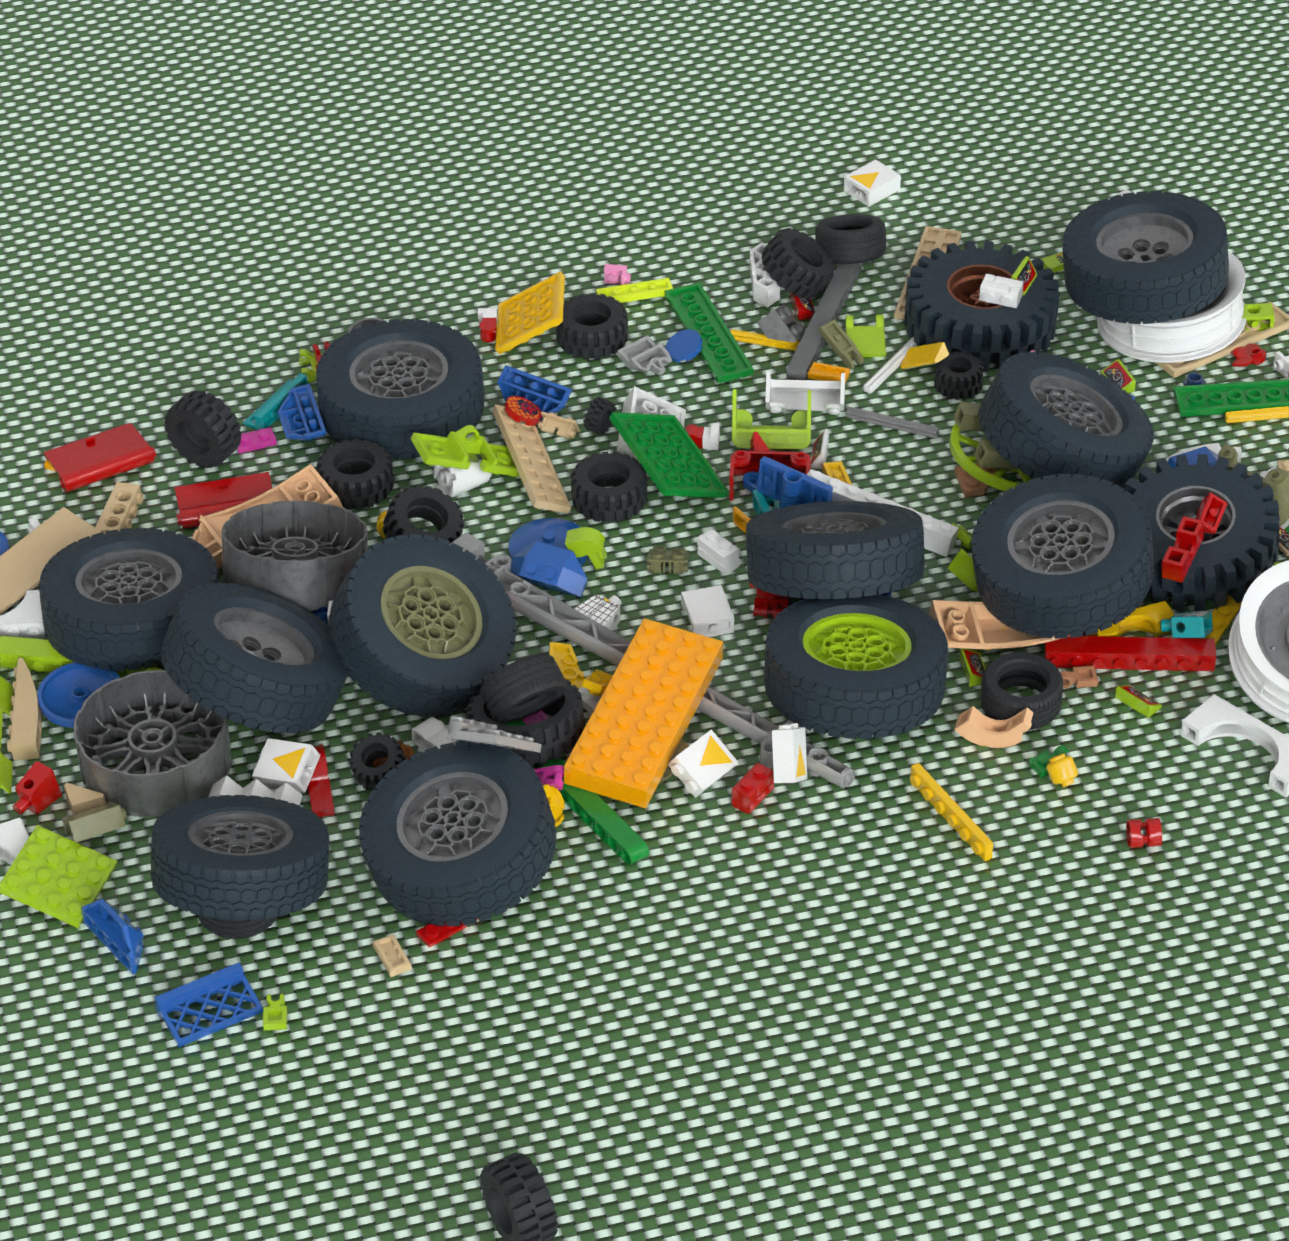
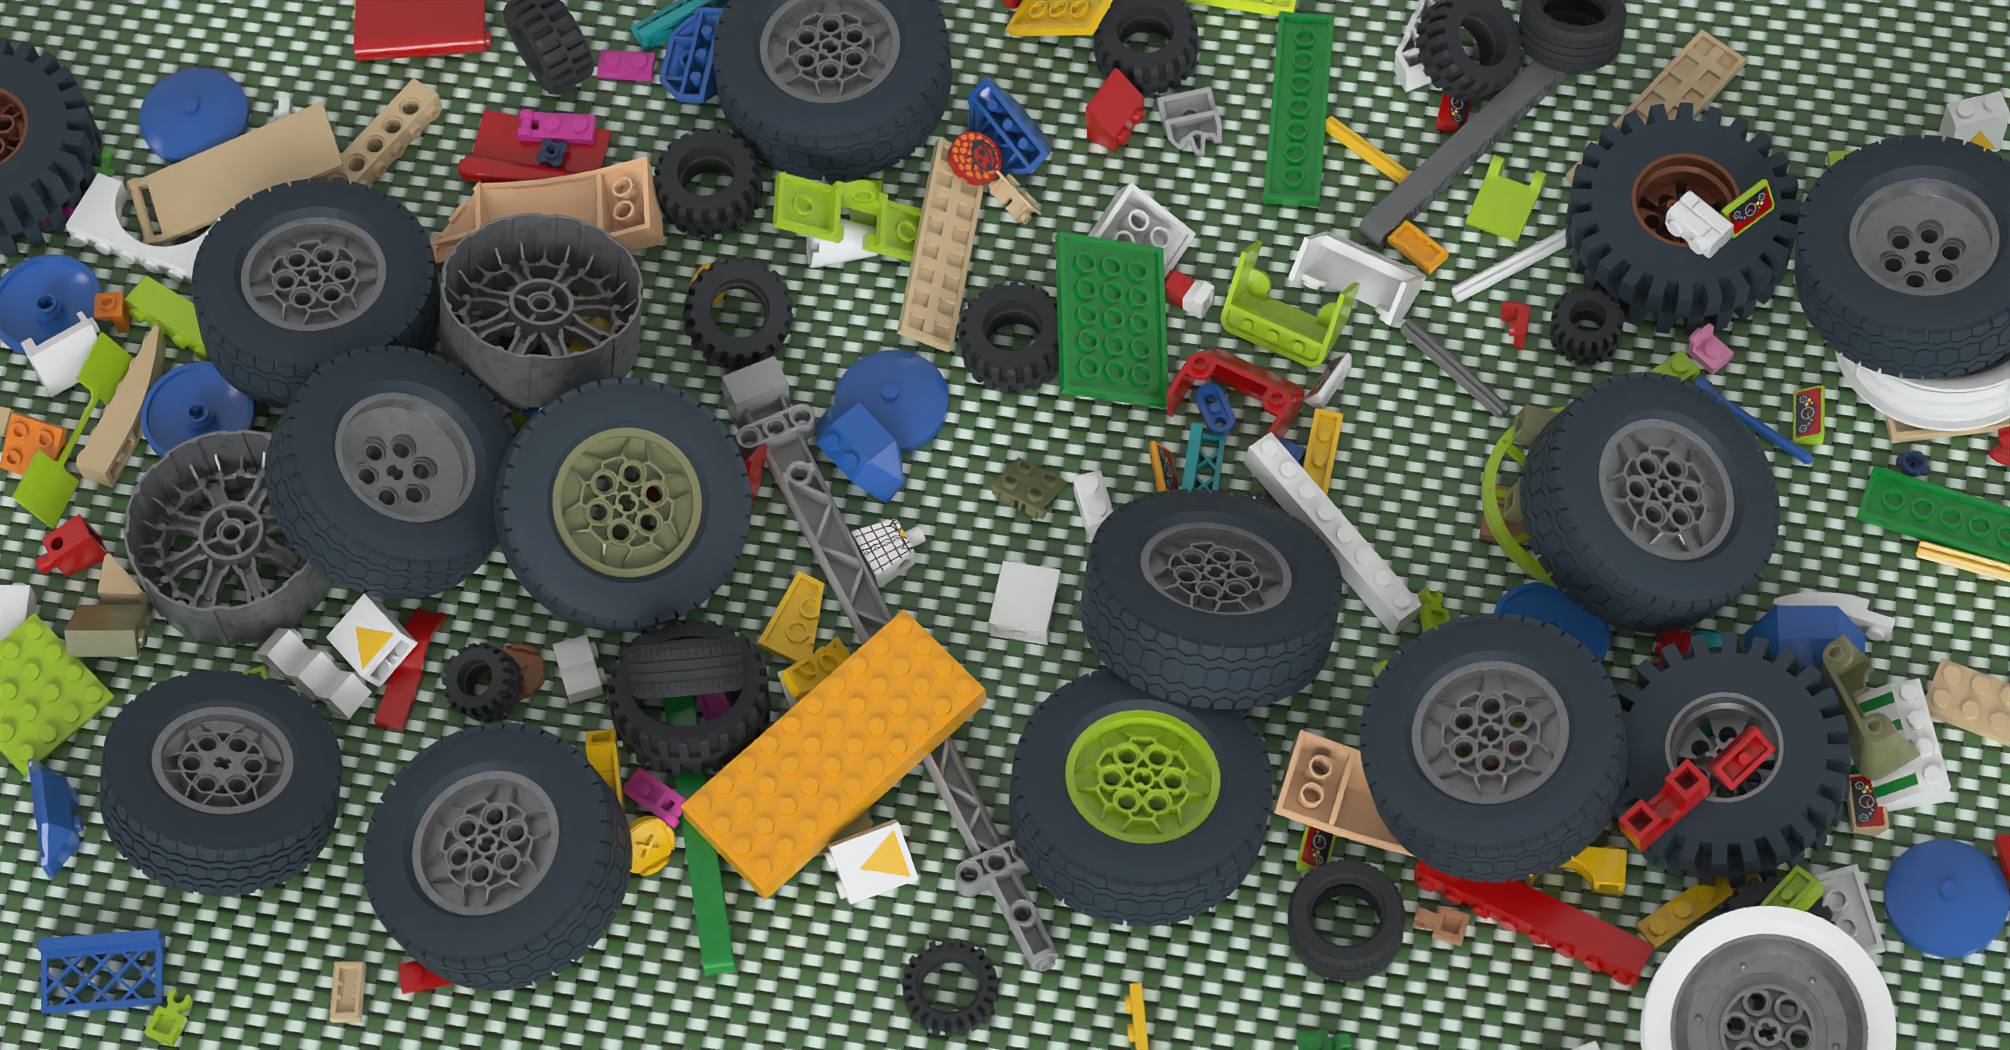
camera: 30 degrees right, 20 degrees up
(231, 479) = (557, 126): none -> dark pink plate
(236, 492) = (555, 159): none -> dark blue plate
(480, 732) = (587, 743): light grey plate -> none
(588, 542) = (928, 428): lime brick -> none
(596, 364) = (1114, 112): none -> red slope
(598, 416) = (1068, 207): black tyre -> none
(684, 345) = (1250, 122): blue tile -> none
(753, 788) = (917, 925): red brick -> none
(757, 443) = (1241, 348): red slope -> none
(782, 325) = (1394, 143): flat silver slope -> none
(789, 753) = (976, 905): white brick -> none
(790, 485) = (1231, 458): blue plate -> none
(797, 794) = (950, 953): none -> black tyre
(841, 344) = (1457, 203): olive hinge -> none
(915, 385) = (1518, 316): none -> red bracket
(924, 355) = (1553, 277): yellow slope -> none
(992, 732) = (1272, 965): light nougat arch -> none
(1137, 700) = (1501, 994): lime slope -> none
(1197, 624) = (1632, 909): teal torso -> none

